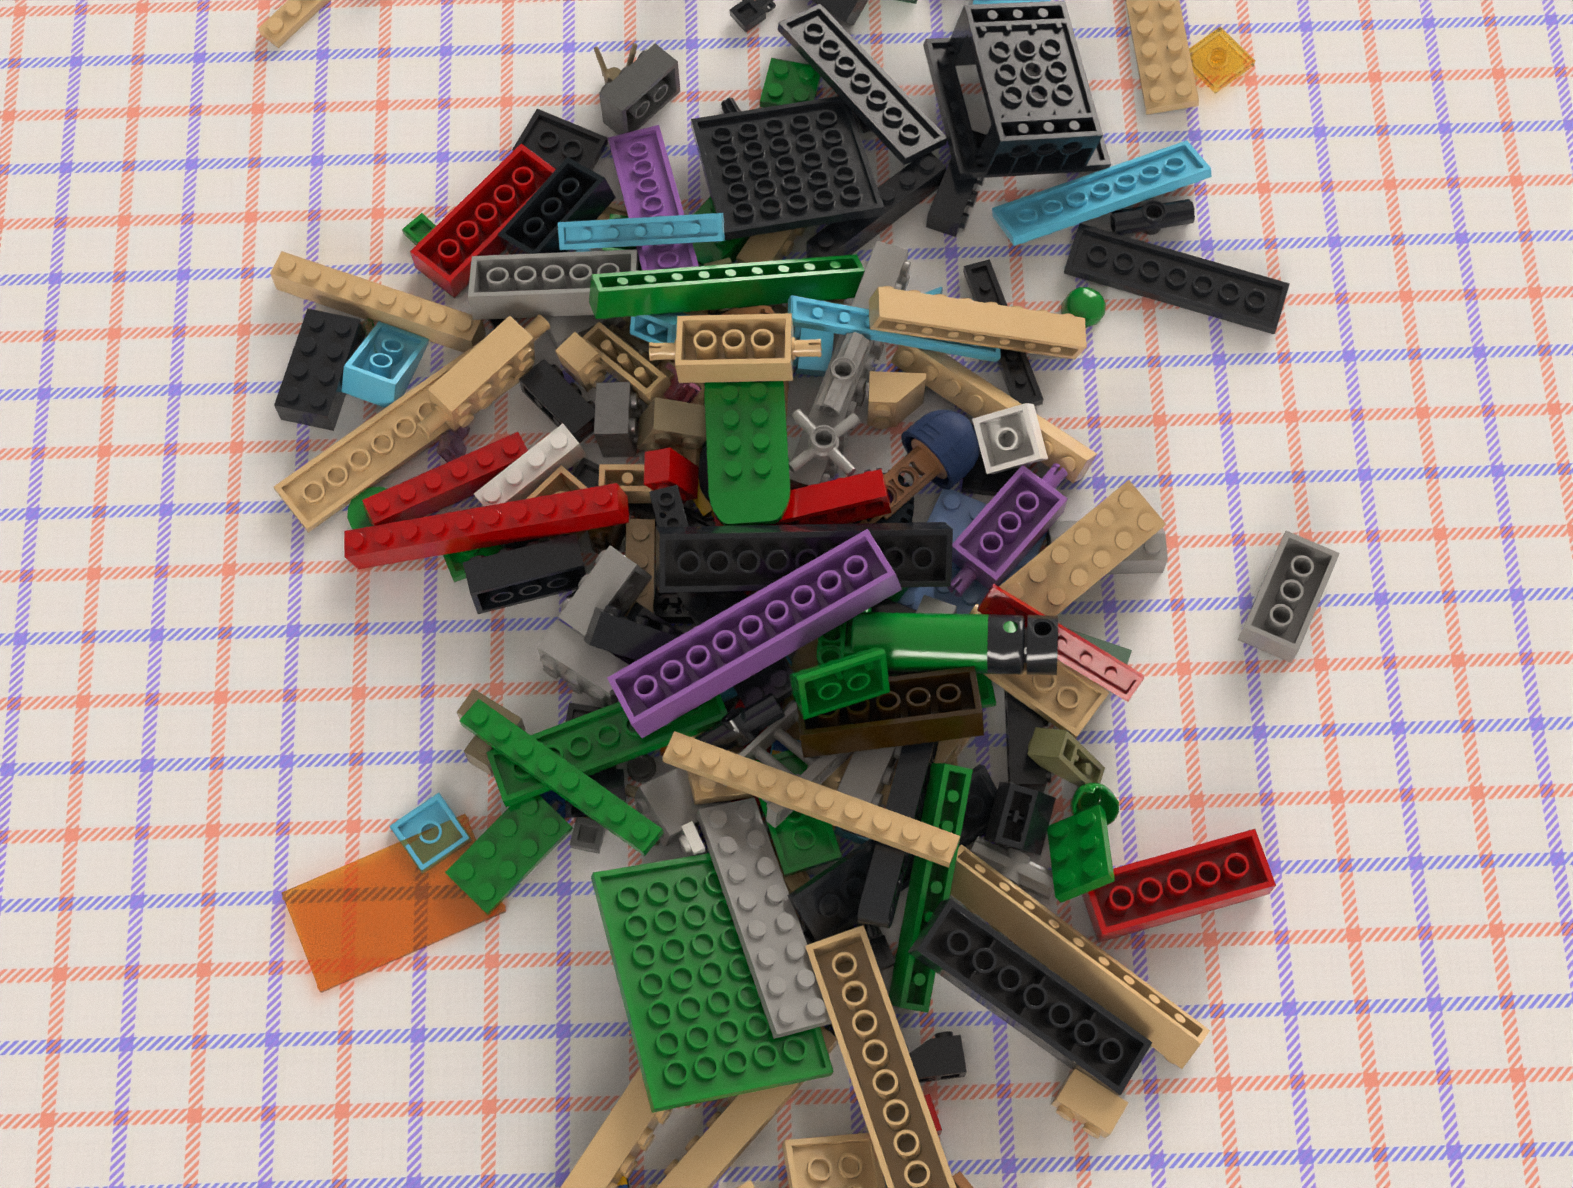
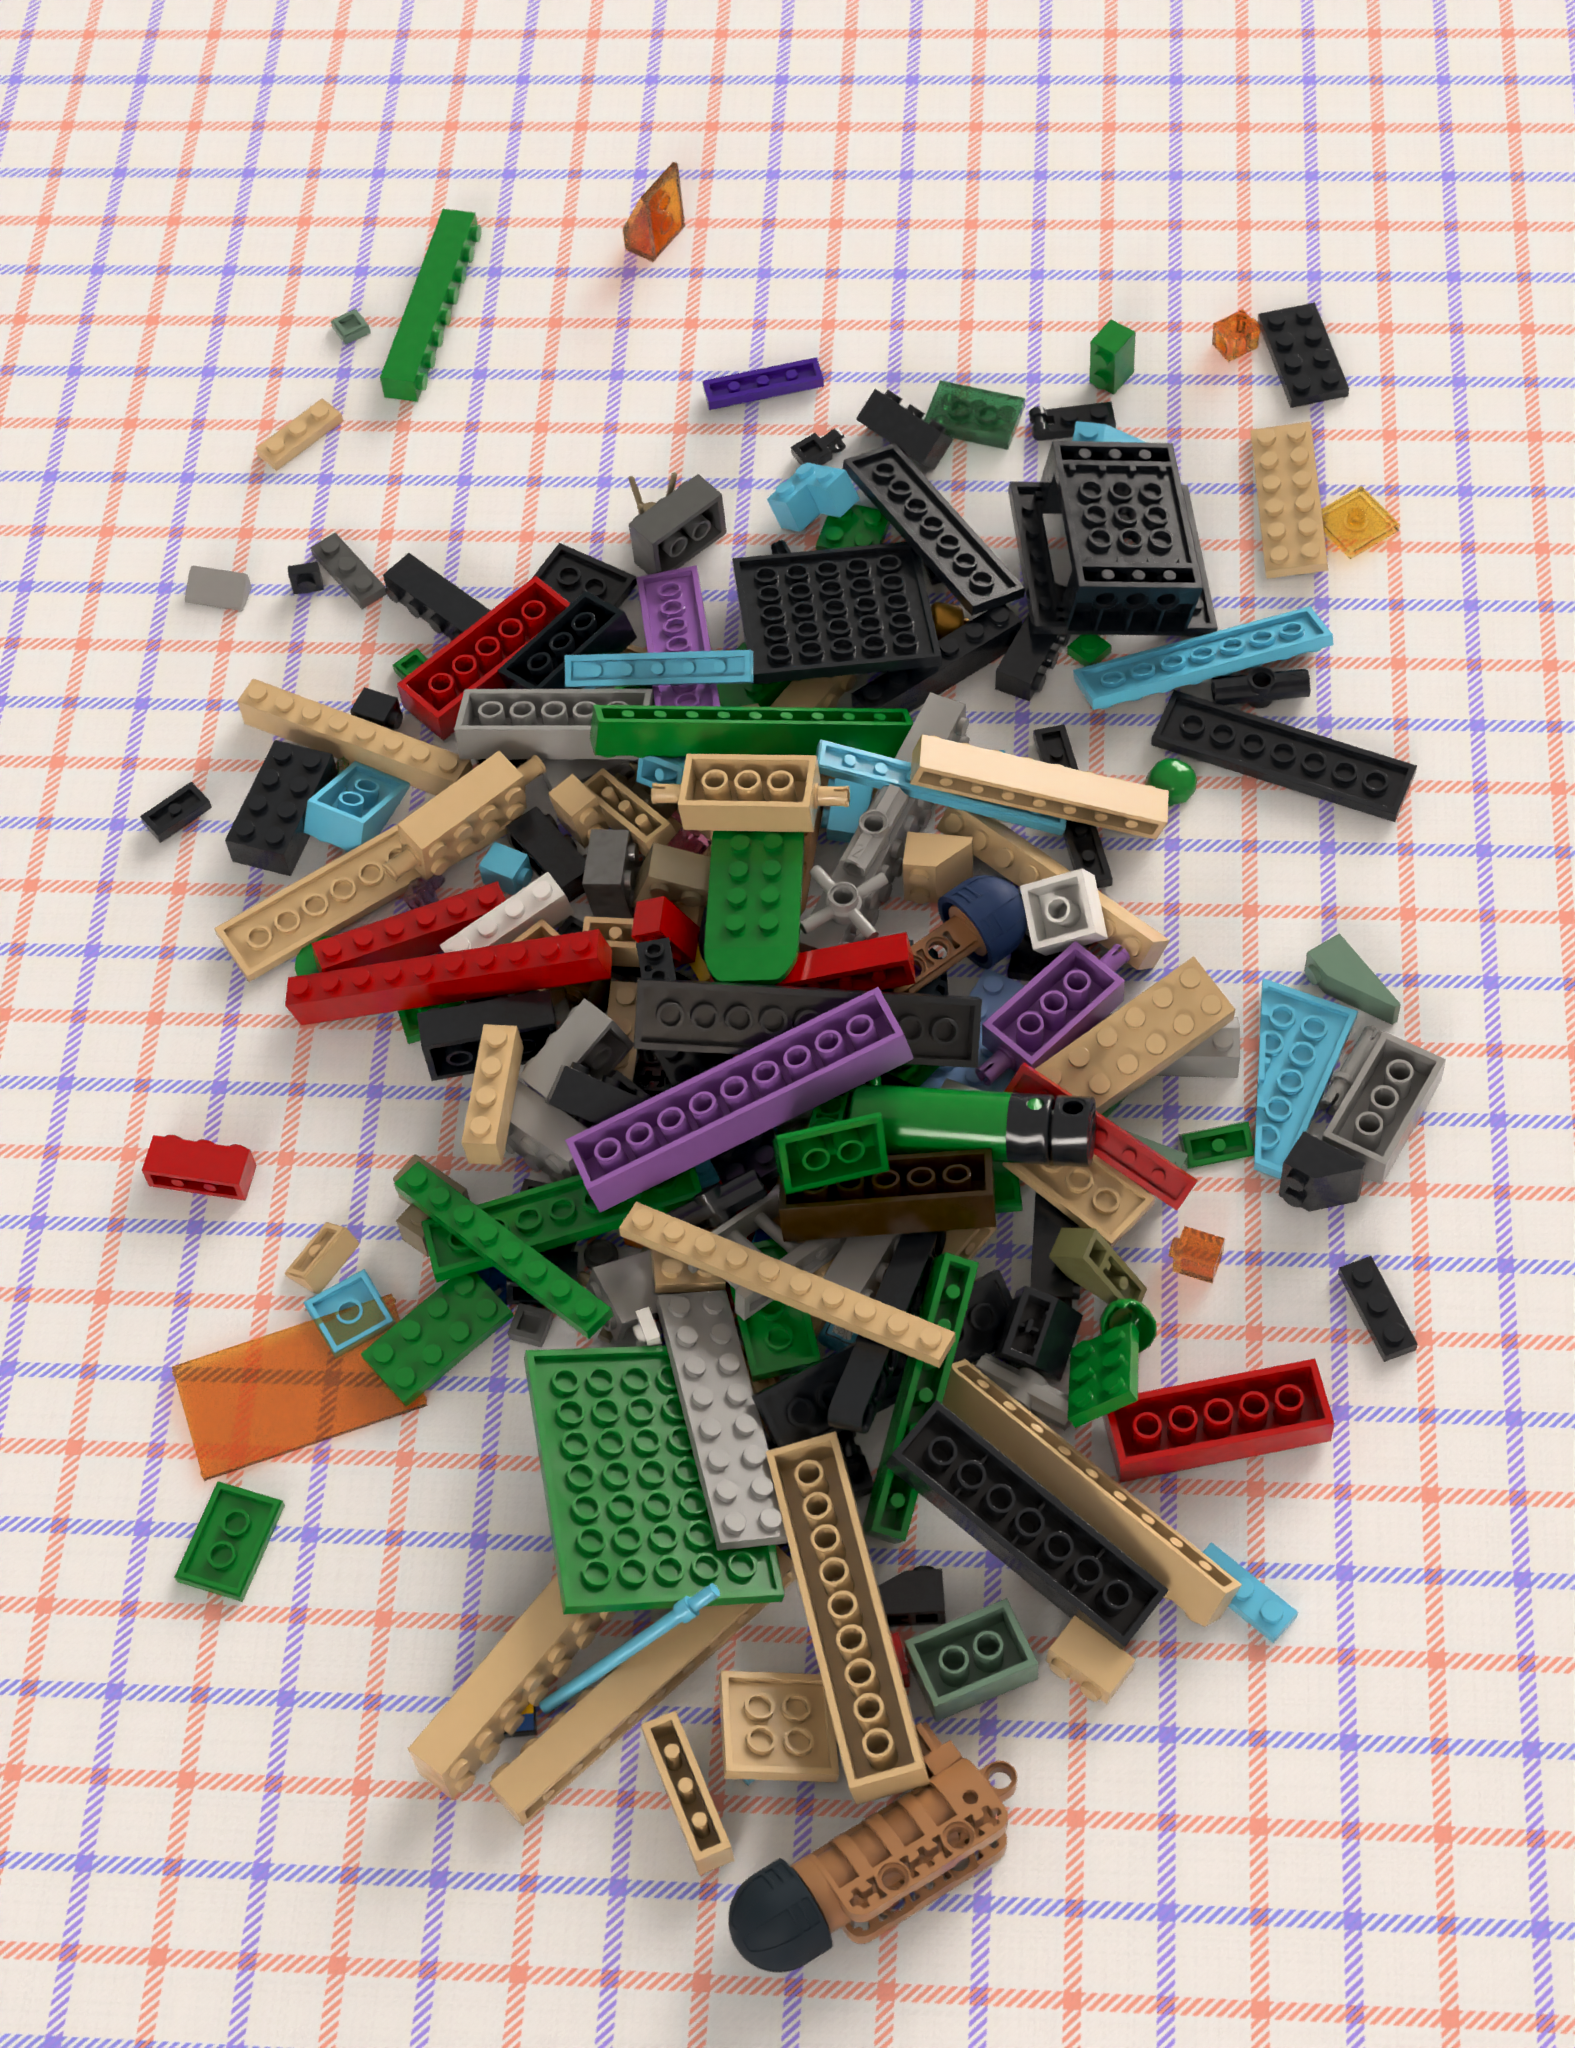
camera: 10 degrees right, 10 degrees down
(226, 377) = (176, 812): none -> black plate
(239, 163) = (217, 588): none -> light grey slope
(284, 707) = (199, 1167): none -> red brick
(316, 151) = (305, 578): none -> black plate
(349, 1047) = (229, 1541): none -> green tile
(353, 141) = (348, 570): none -> dark grey plate
(395, 274) = (378, 709): none -> black brick
(401, 783) = (322, 1257): none -> tan slope
(432, 166) = (432, 597): none -> black brick
(522, 416) = (507, 867): none -> medium azure brick
(538, 637) = (492, 1094): none -> tan brick
(752, 1099) = (682, 1611): none -> medium azure bar
(754, 52) = (812, 492): none -> medium azure brick
(882, 166) = (947, 618): none -> pearl gold head
(992, 1112) = (971, 1660): none -> sand green brick
(1003, 188) = (1089, 649): none -> green plate
(1145, 736) = (1197, 1254): none -> clear orange brick
(1151, 633) = (1217, 1144): none -> green slope
(1211, 555) = (1296, 1060): none -> medium azure wing
(1221, 1041) = (1254, 1600): none -> medium azure plate
(1243, 661) = (1320, 1175): none -> black slope
(1248, 479) = (1349, 979): none -> sand green slope
(1253, 572) = (1343, 1079): none -> light grey pin
(1297, 774) = (1377, 1308): none -> black plate

